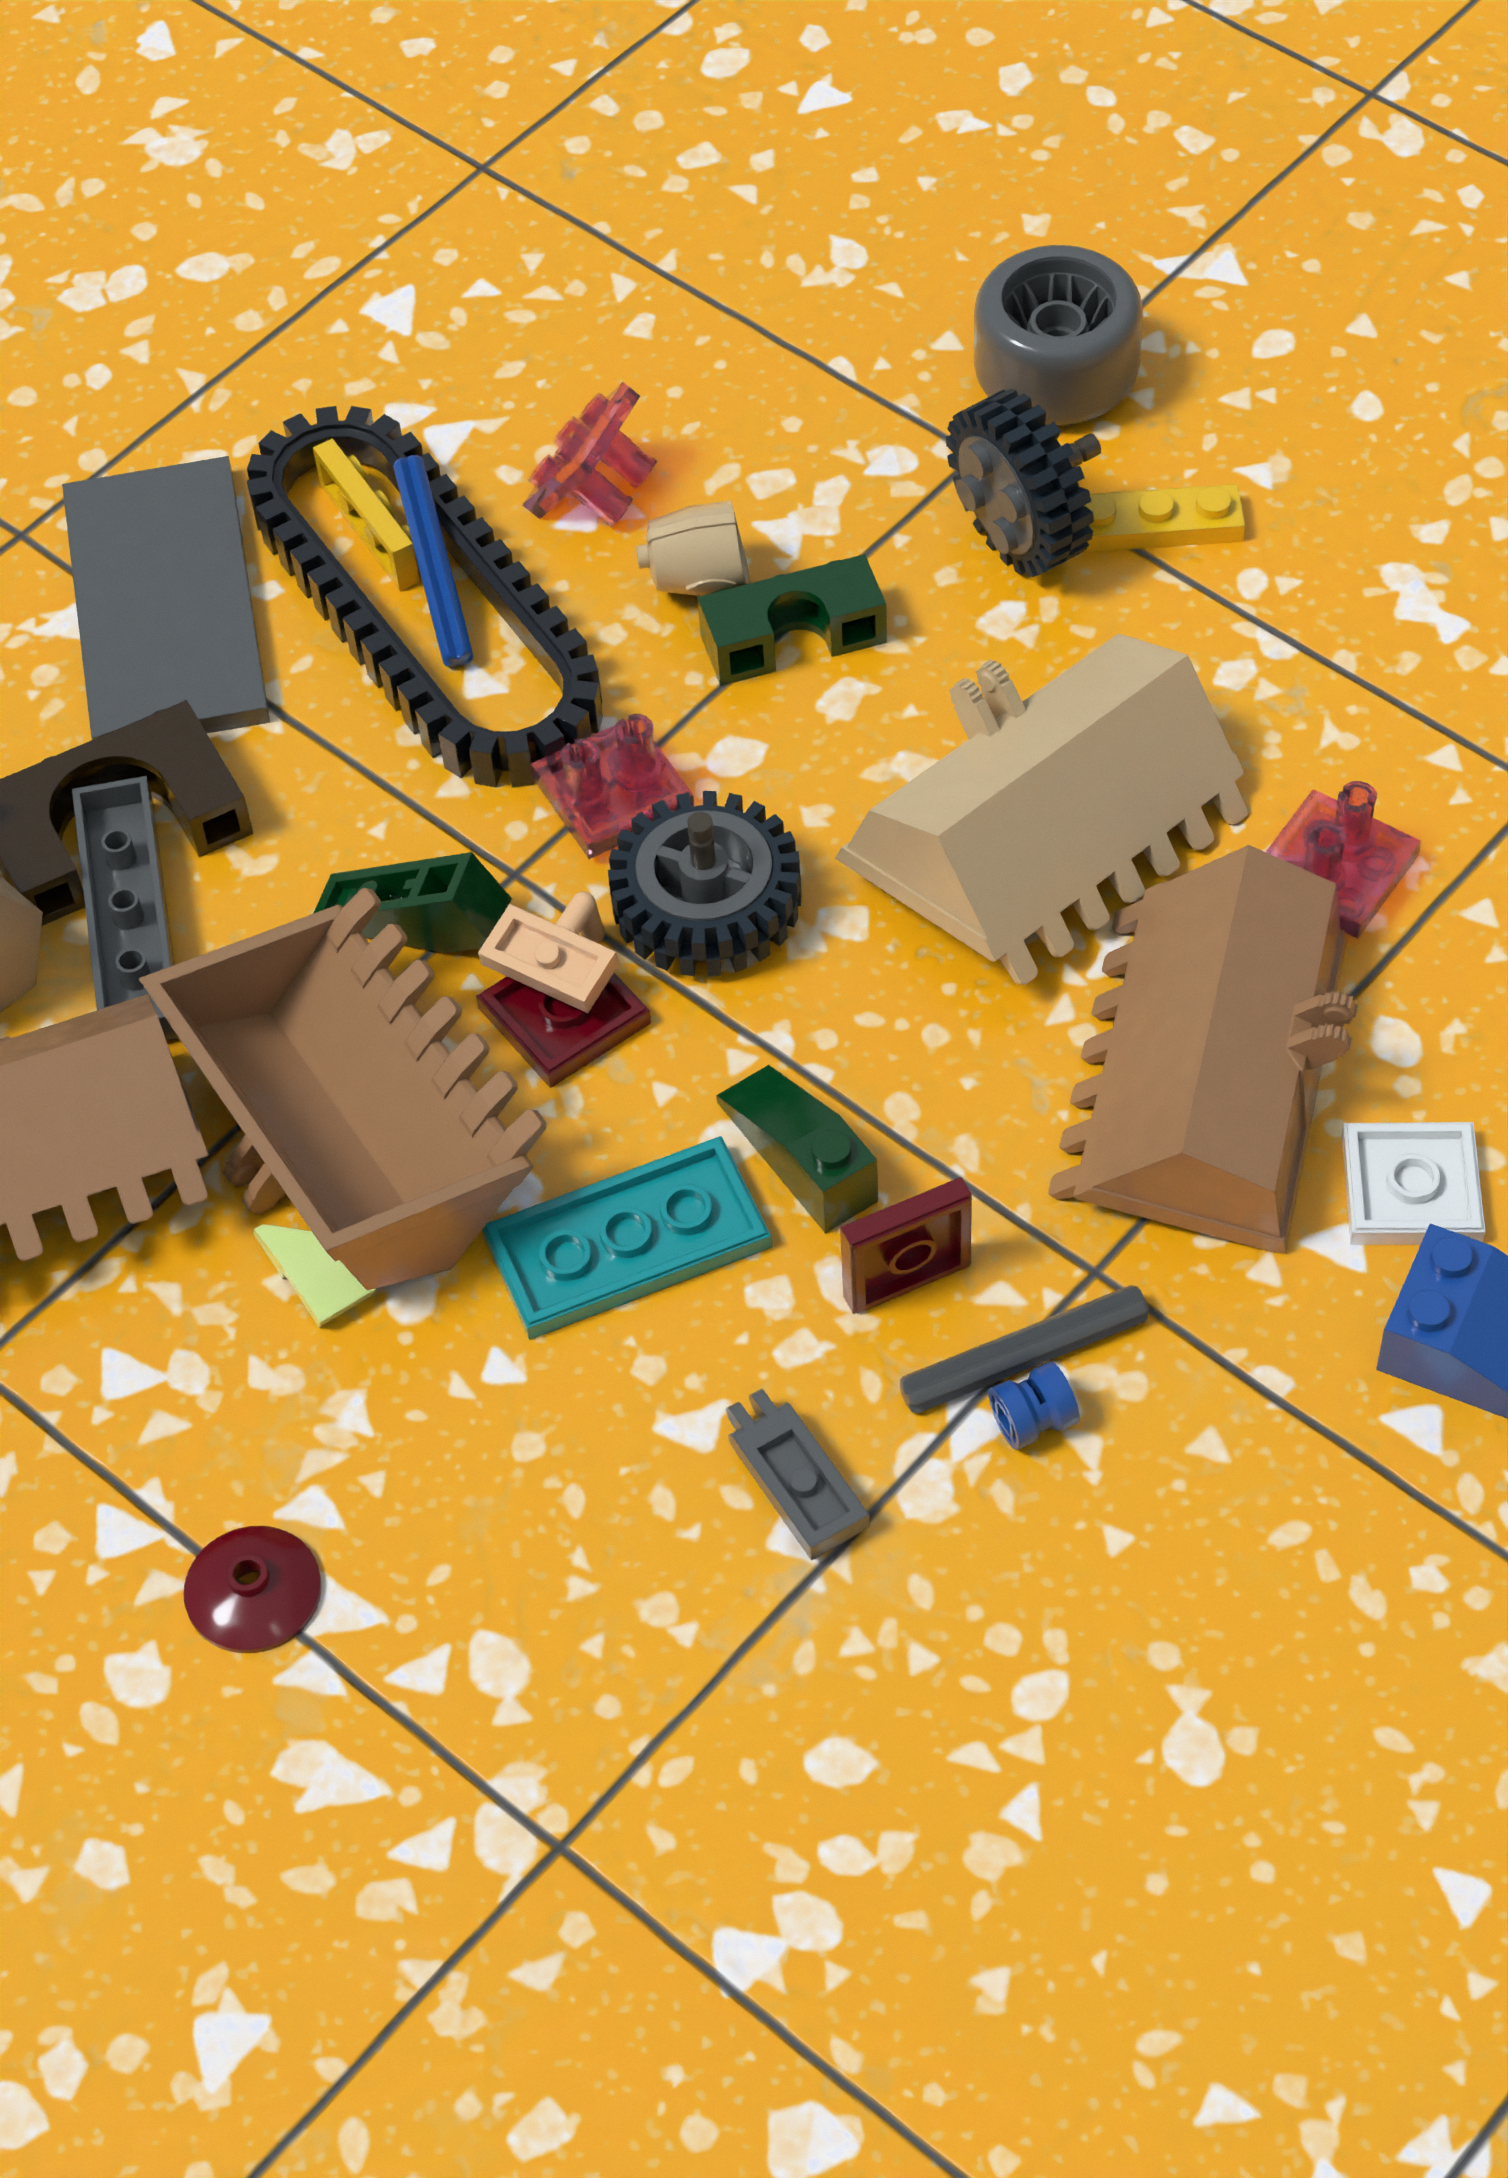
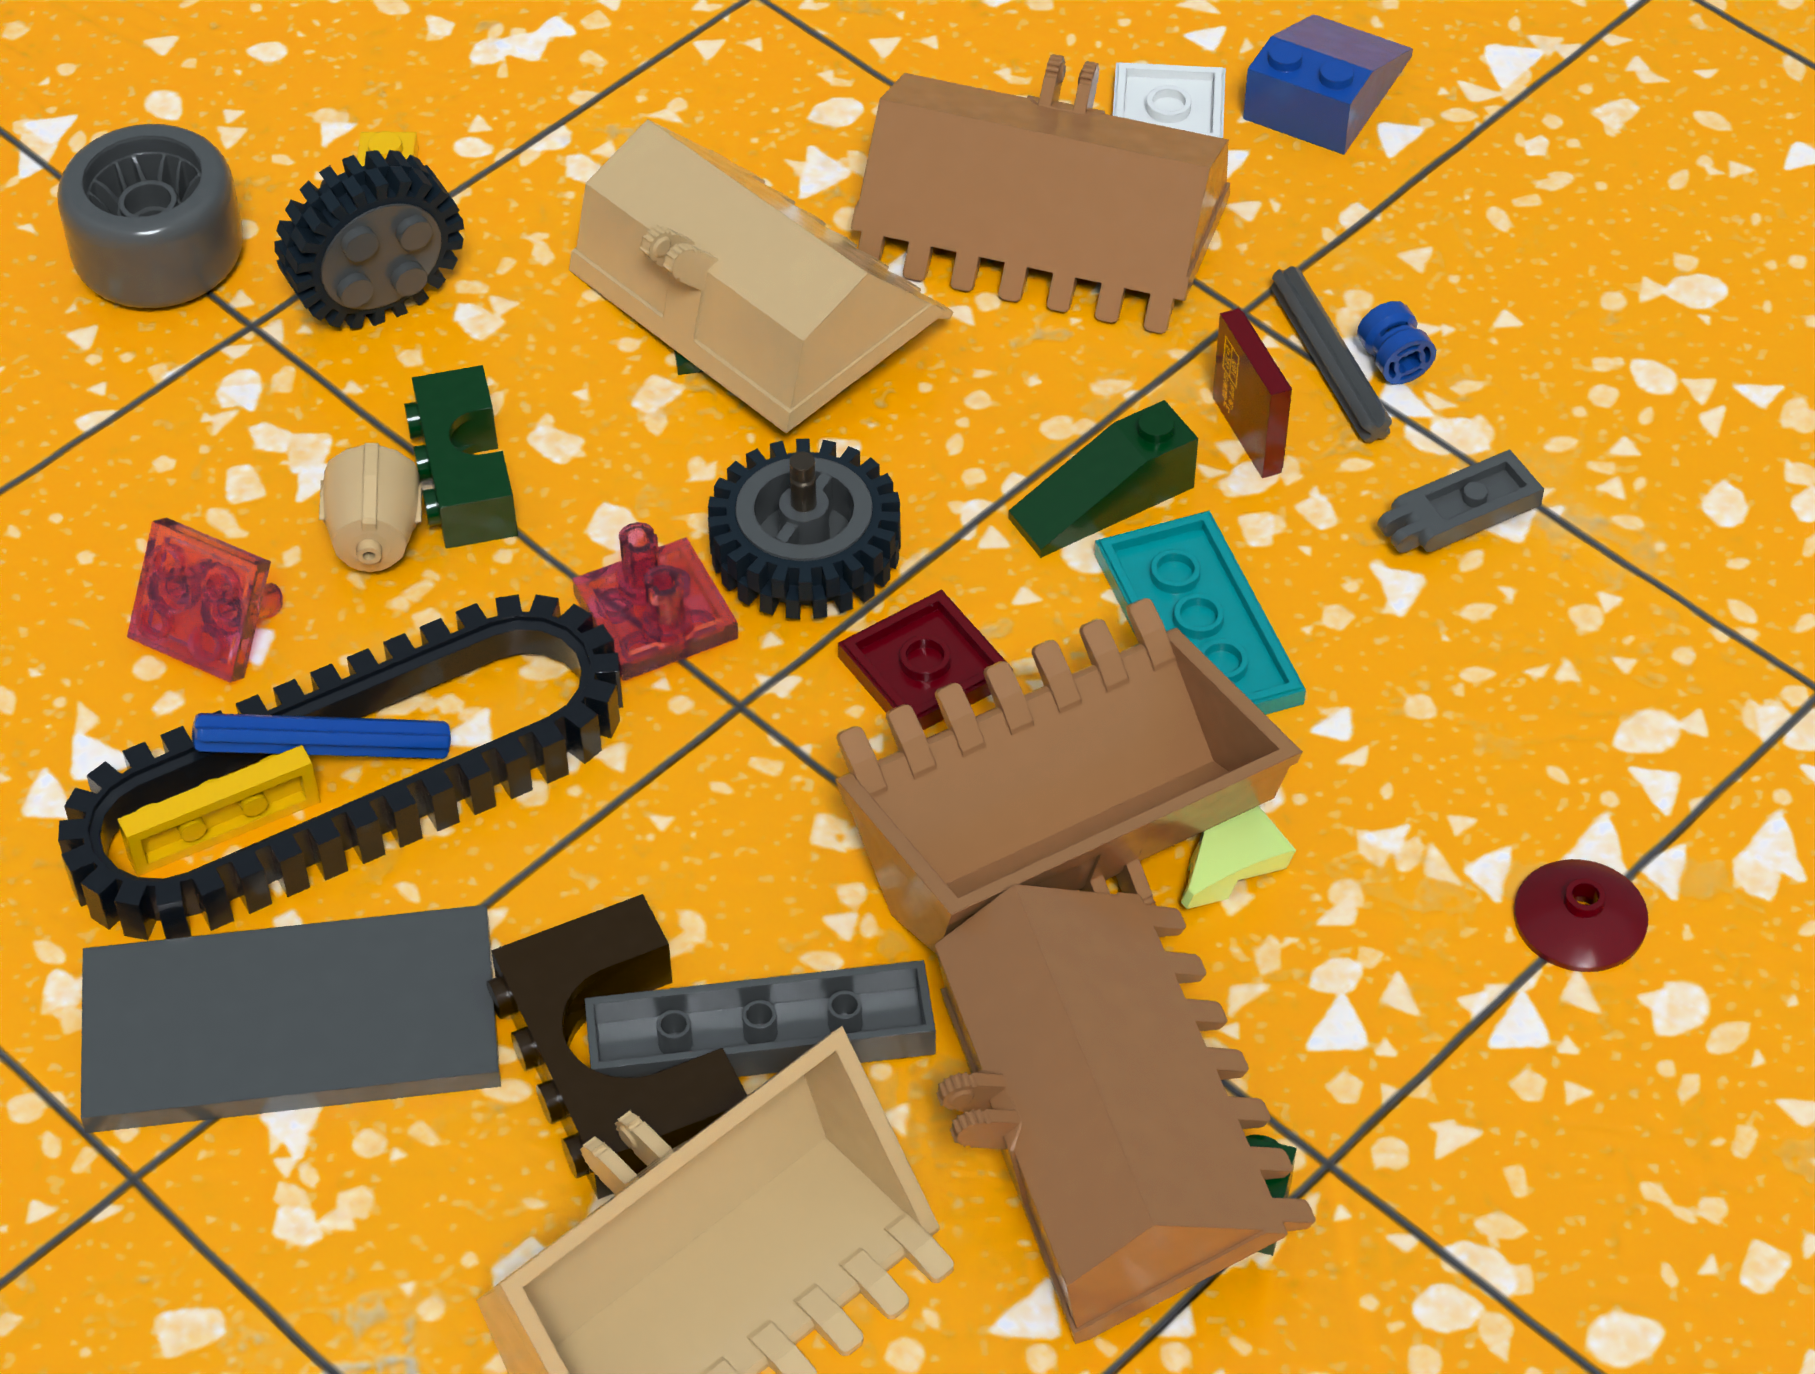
camera: 90 degrees left, 5 degrees down
(436, 901) = (789, 770): dark green slope -> none
(554, 955) = (883, 644): light nougat plate -> none
(1348, 848) = (824, 108): clear pink plate -> none

